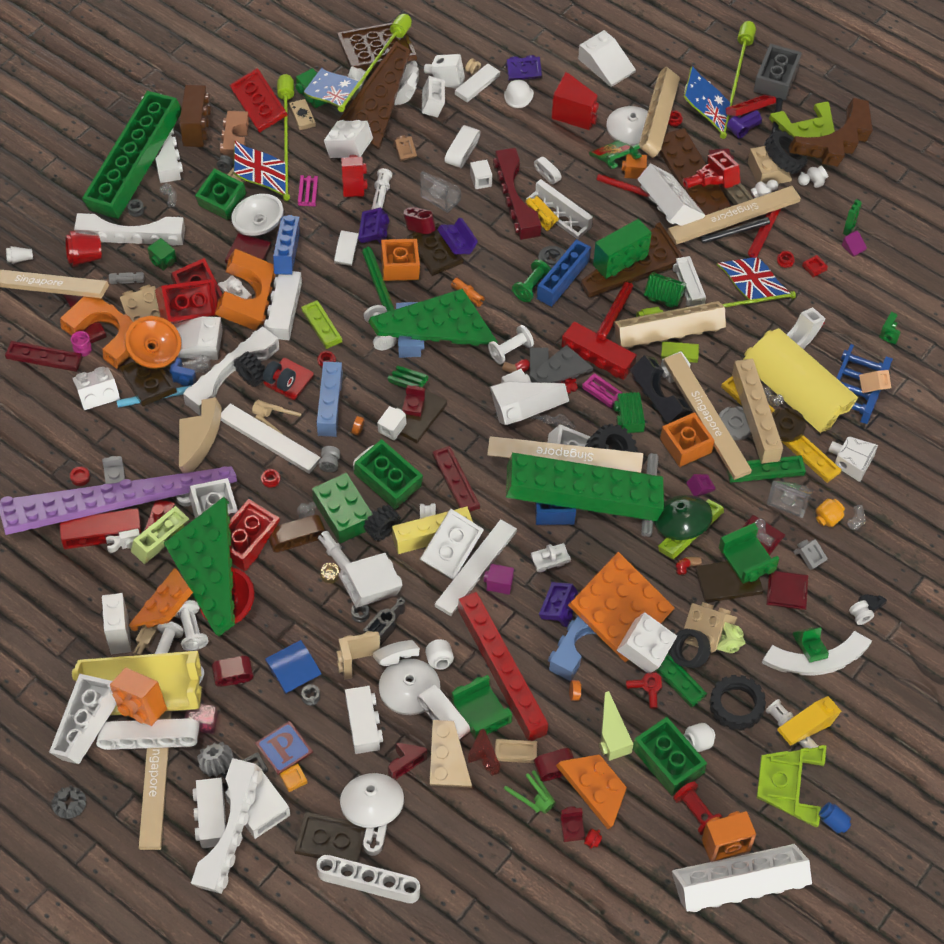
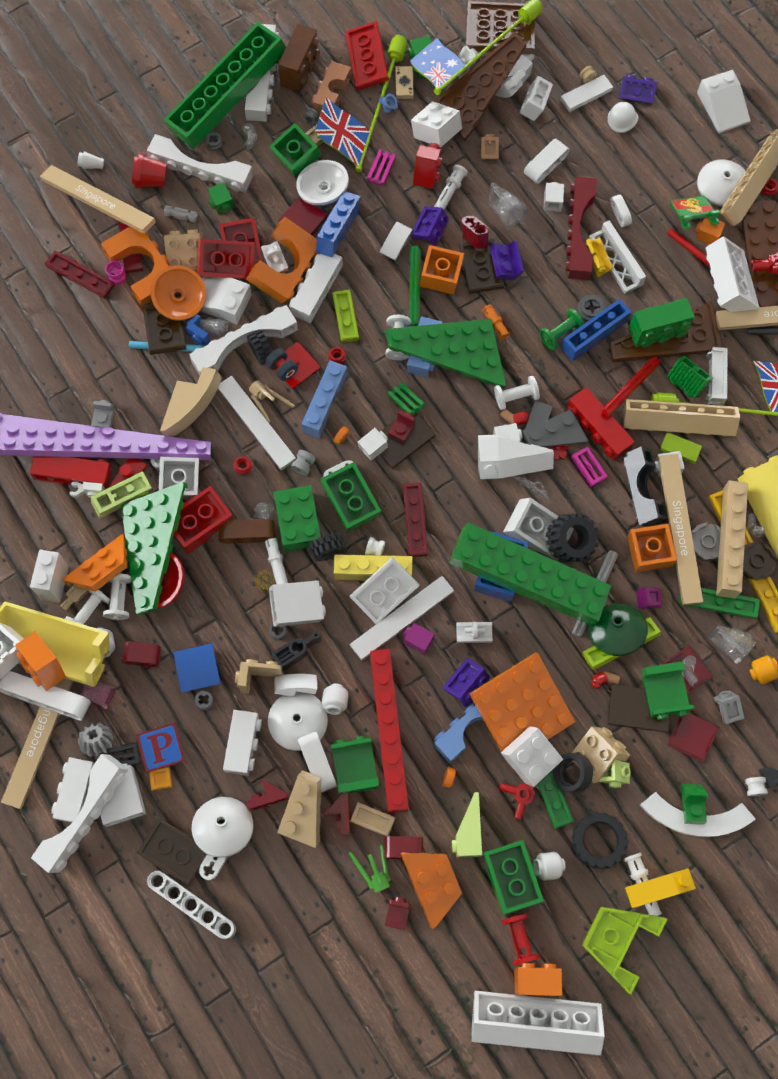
camera: 20 degrees right, 15 degrees up
(80, 476) = (71, 409): red tile -> none
(96, 387) = (114, 322): white bracket -> none
(294, 134) = (392, 103): none -> medium blue plate
(448, 69) = (560, 72): white torso -> none
(574, 103) = (673, 144): red slope -> none
(593, 838) = (411, 934): red plate -> none
(607, 458) = (524, 533): tan tile -> none
(630, 412) = (607, 500): green brick -> none
(835, 818) = (648, 994): blue brick -> none

